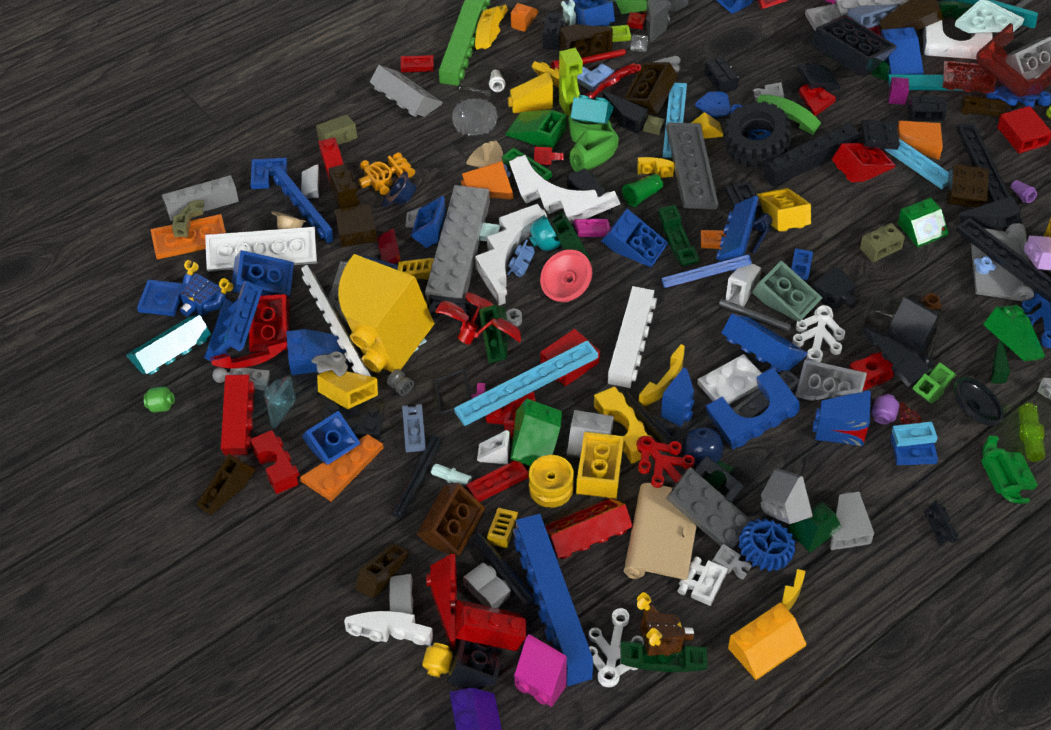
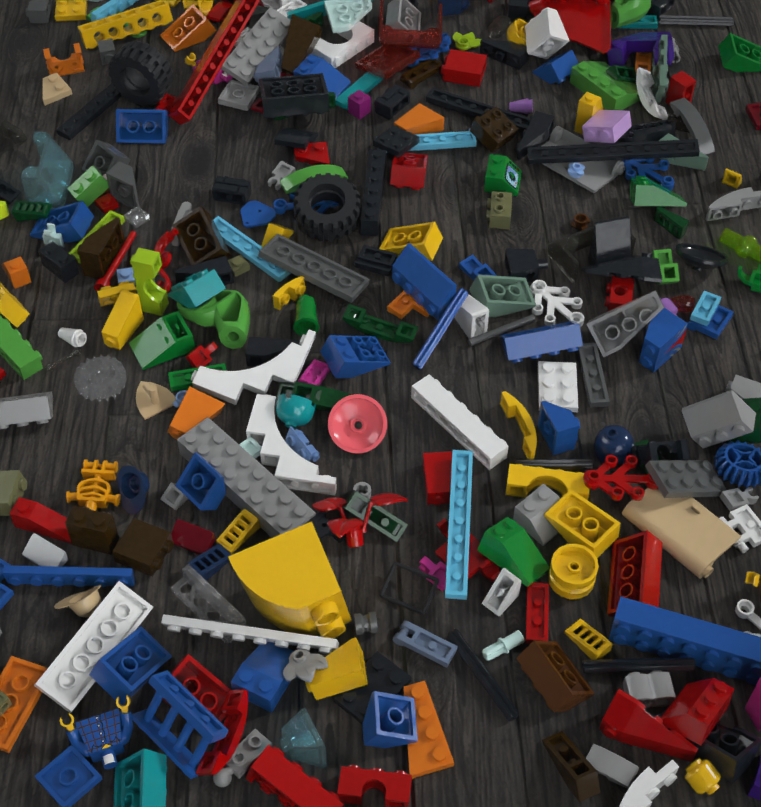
camera: 55 degrees left, 0 degrees up
(738, 429) = (617, 367): blue arch -> none

